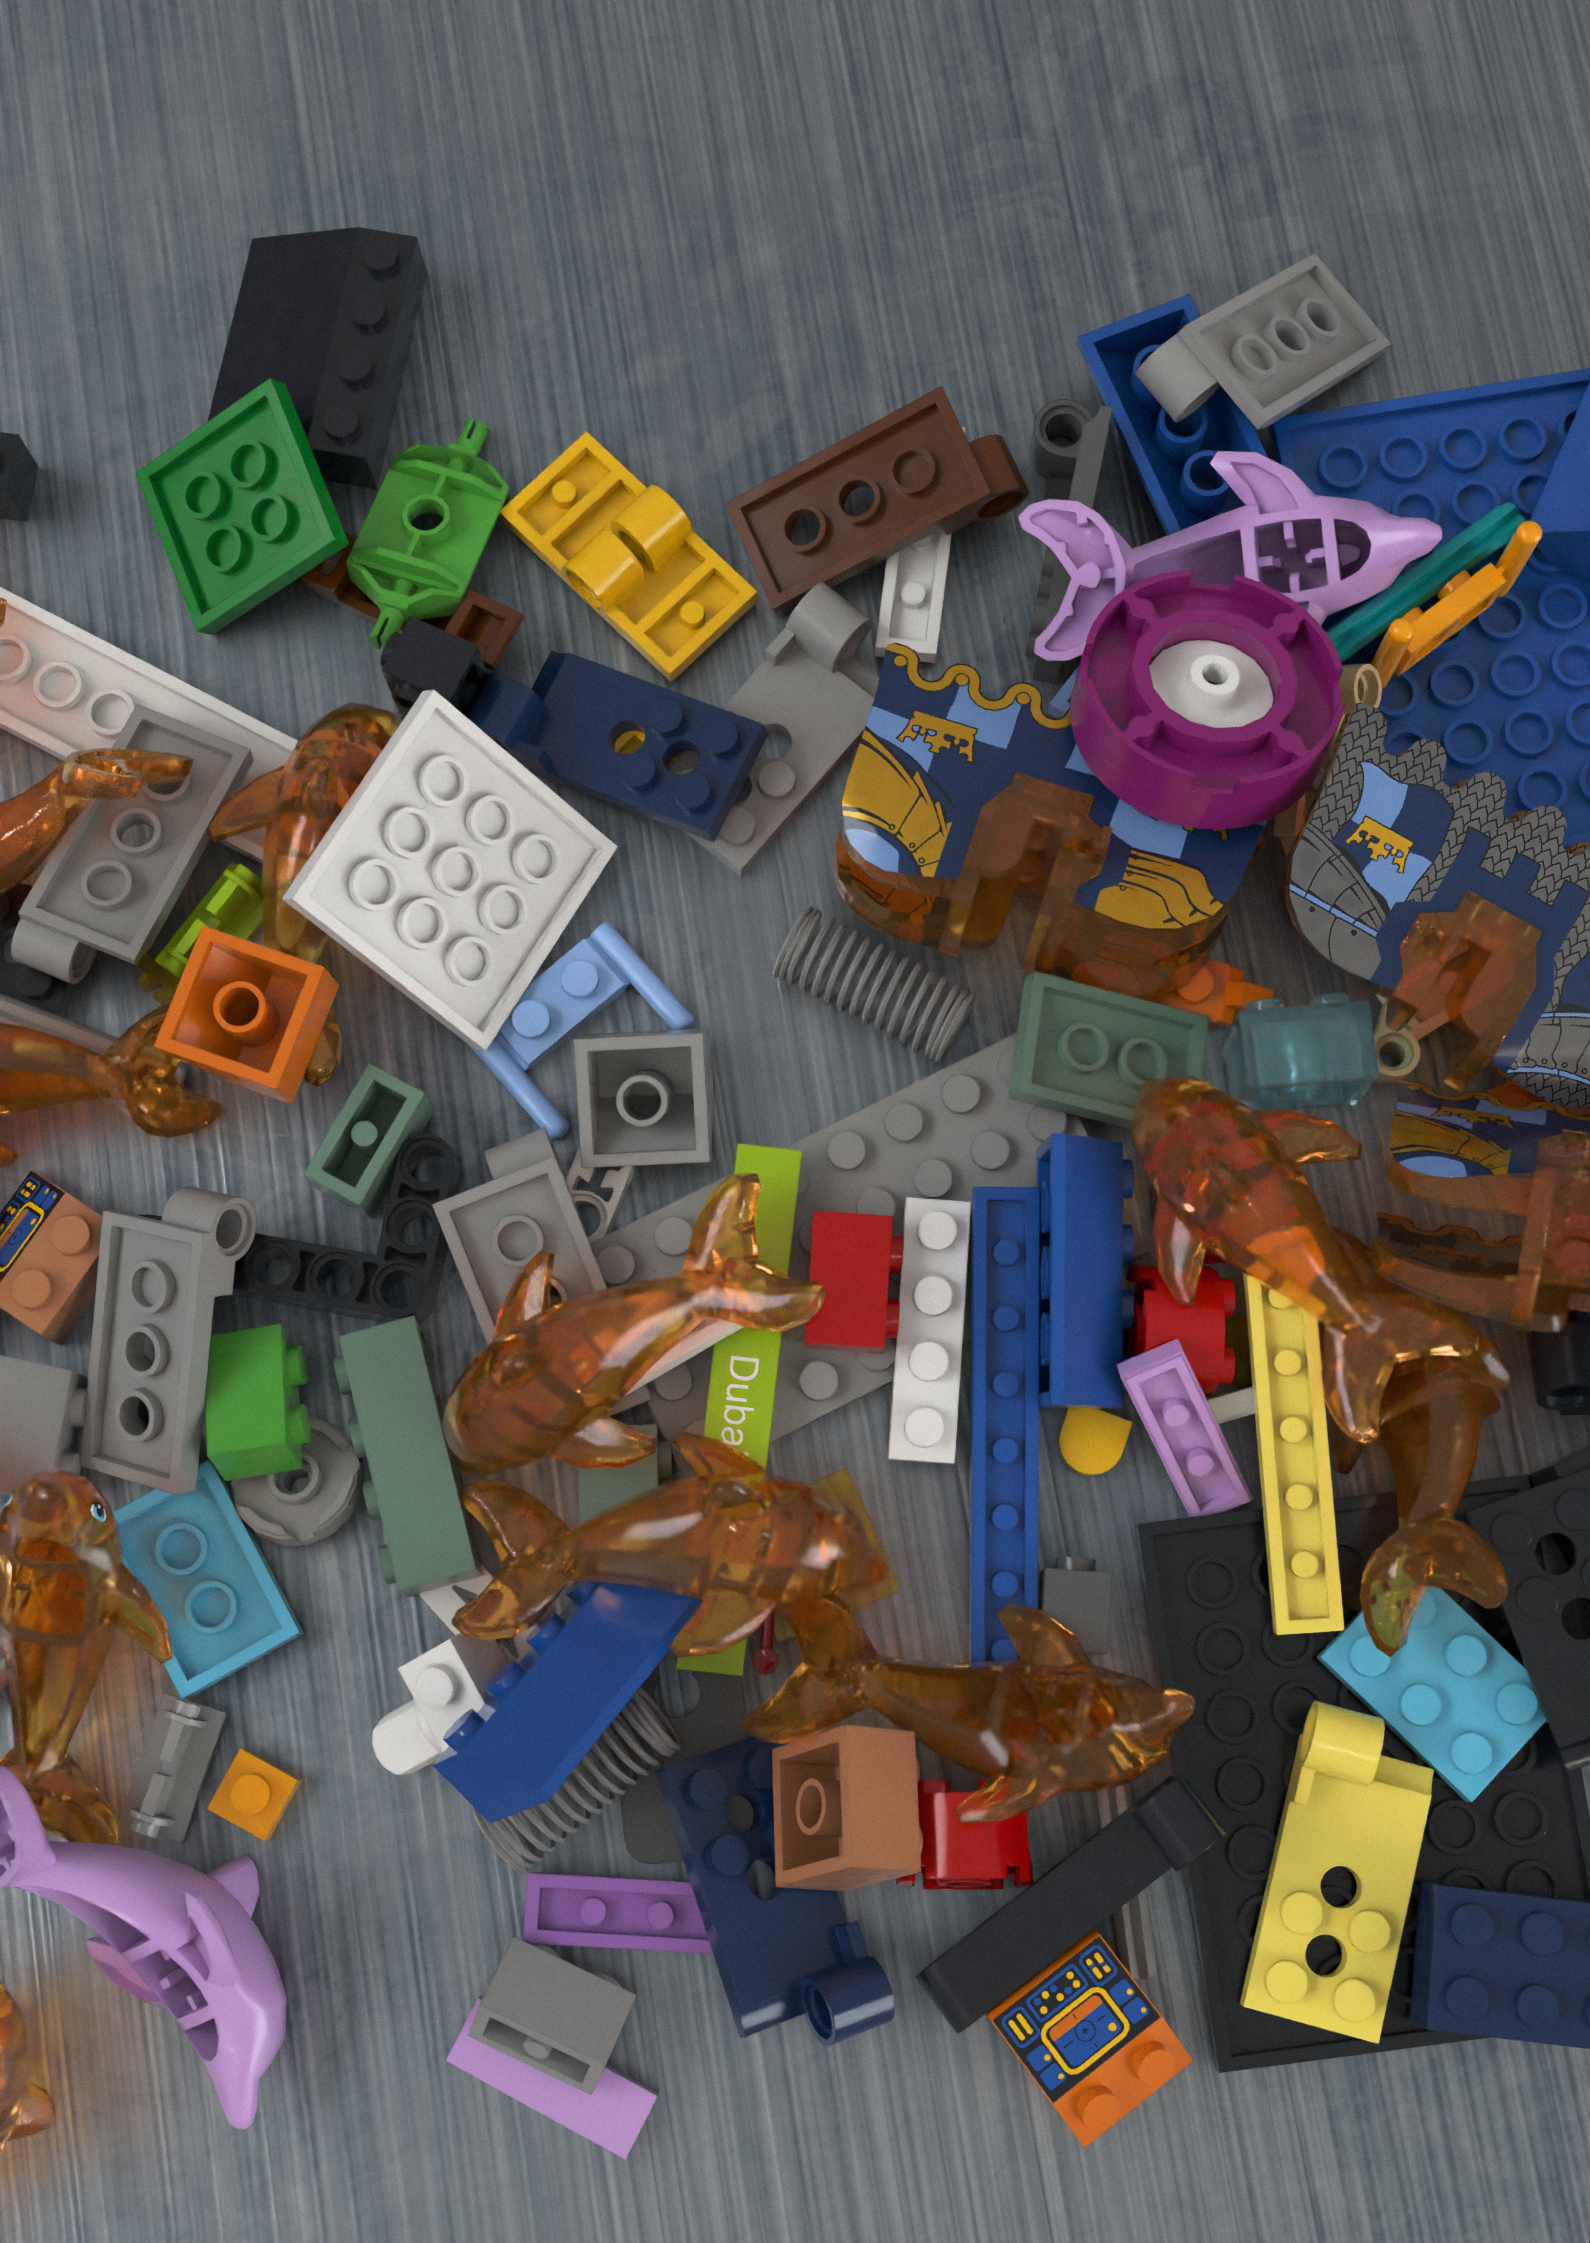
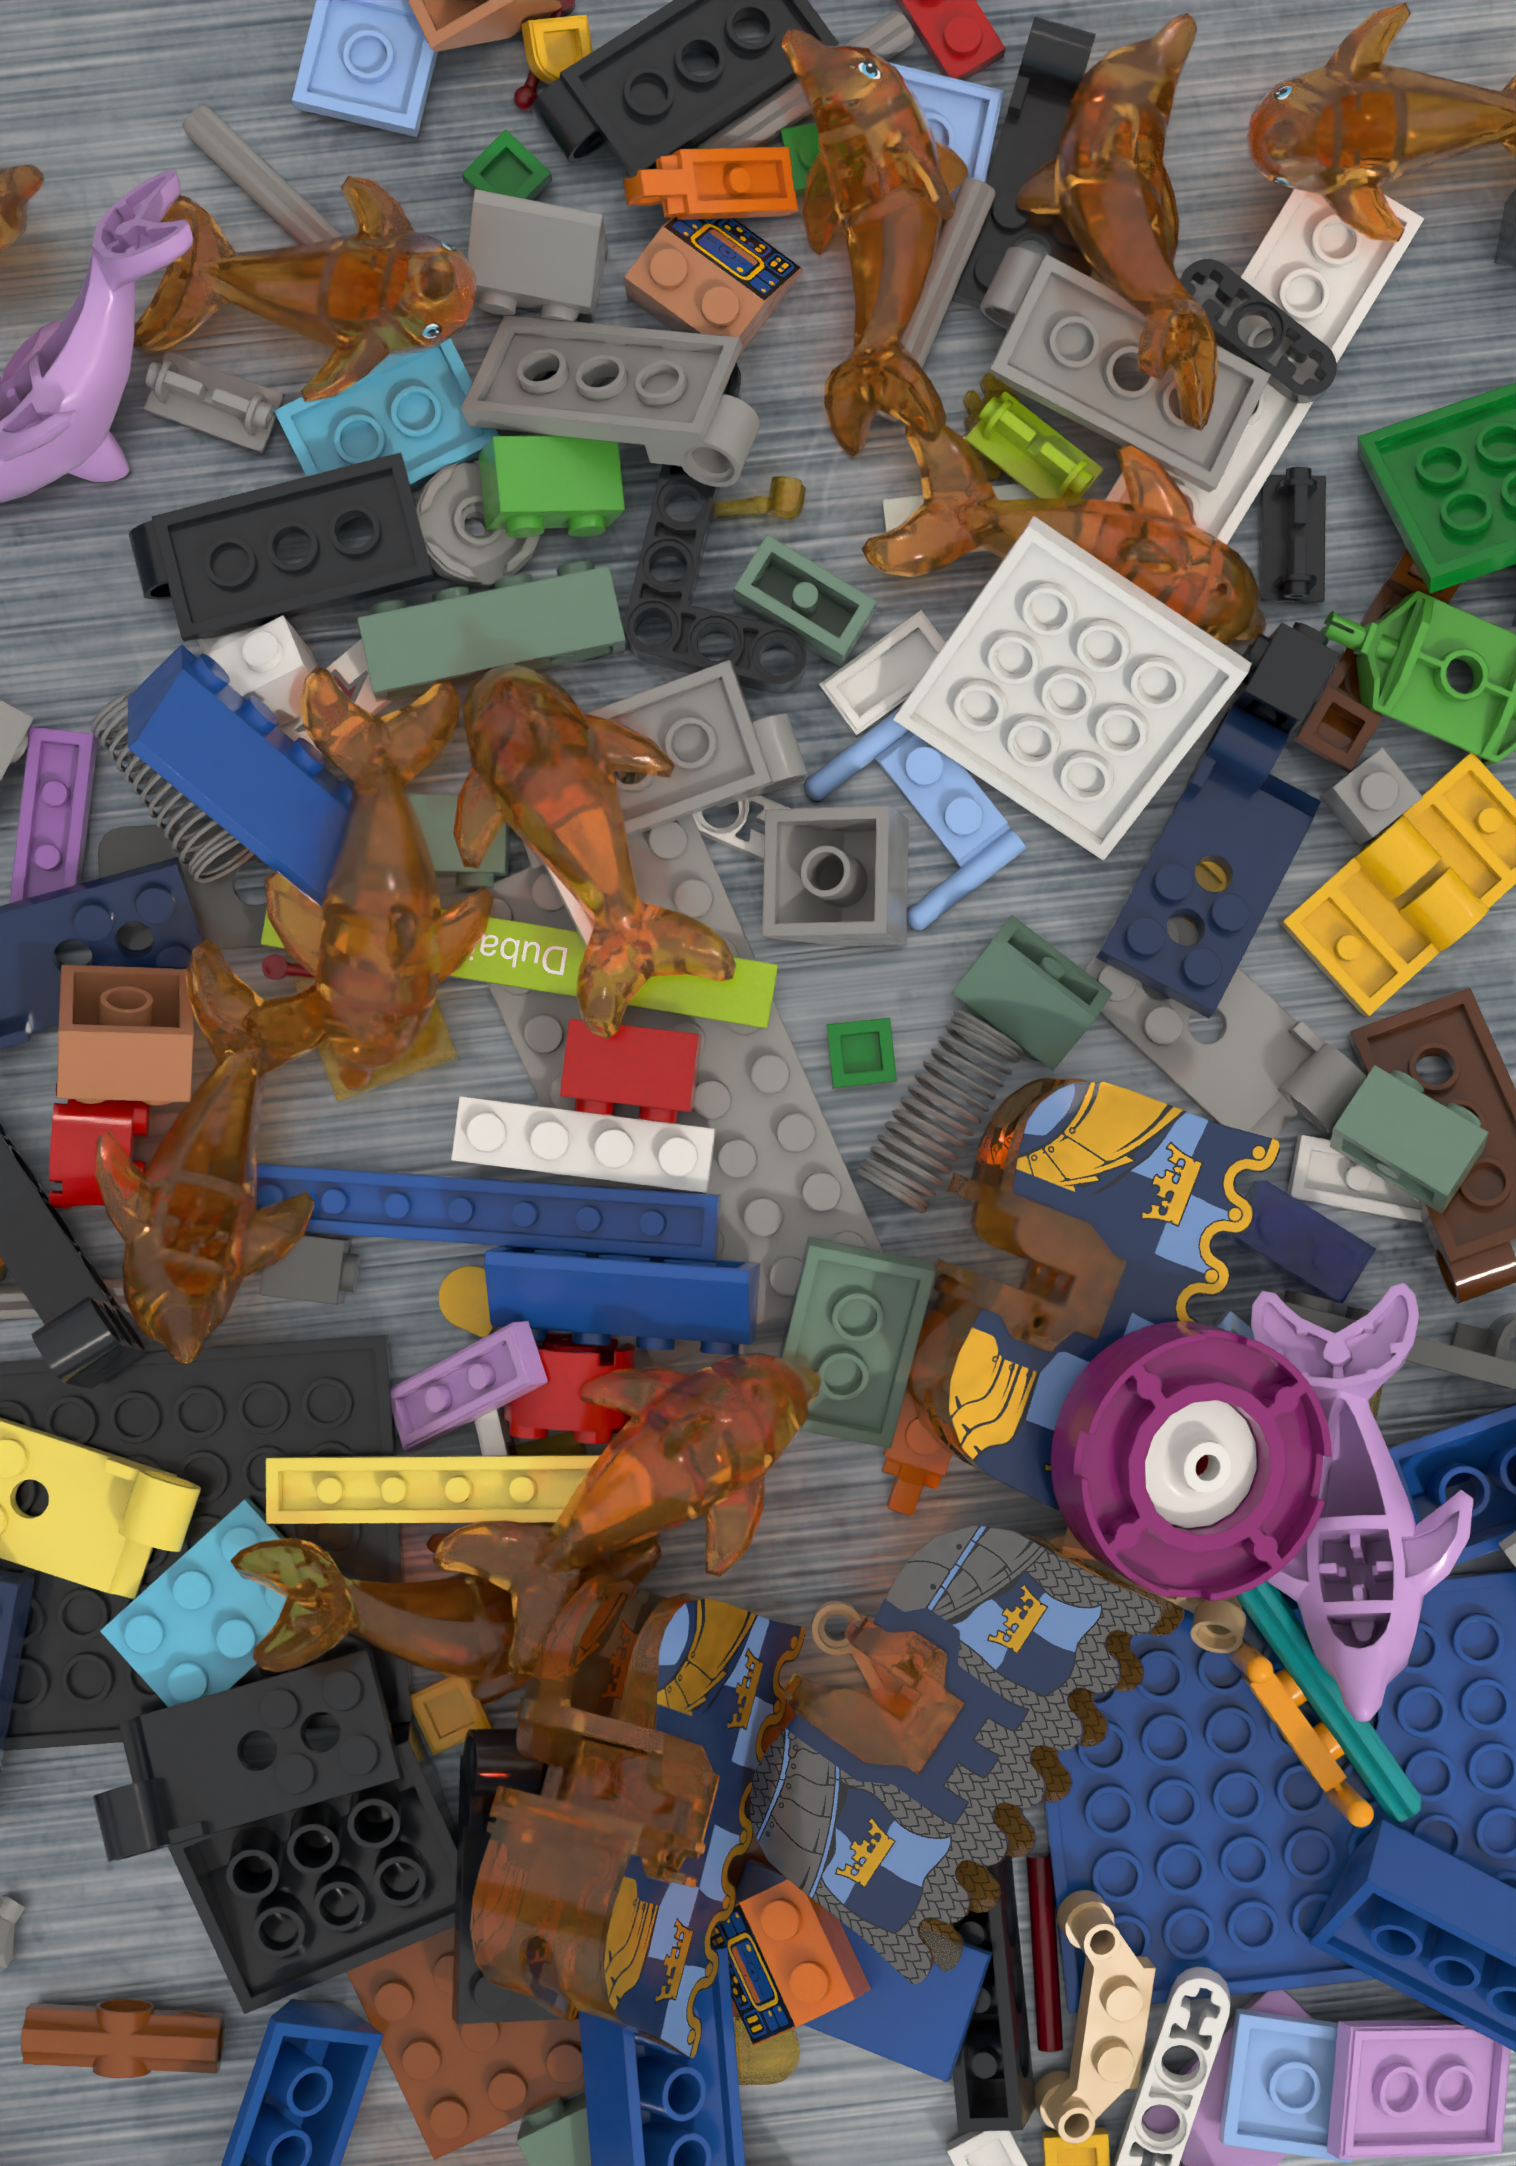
camera: 85 degrees right, 10 degrees up
(51, 746) = (1304, 343): none -> black beam
(247, 1014) = (924, 480): orange slope -> none
(254, 1794) = (184, 475): light orange plate -> none
(268, 1174) = (784, 501): none -> clear yellow hand
(293, 686) = (1293, 537): none -> black hinge
(341, 1736) = (224, 563): none -> black hinge
(440, 1065) = (882, 674): none -> white tile
(548, 598) = (1371, 796): none -> light grey brick
(752, 902) = (1032, 993): none -> sand green brick
(819, 1066) = (861, 1053): none -> green plate
(875, 534) = (1409, 1137): none -> sand green brick
(984, 629) = (1302, 1243): none -> clear blue brick
(1300, 1053) = (838, 1534): clear light blue brick -> none
(1514, 1440) = (447, 1712): none -> yellow tile

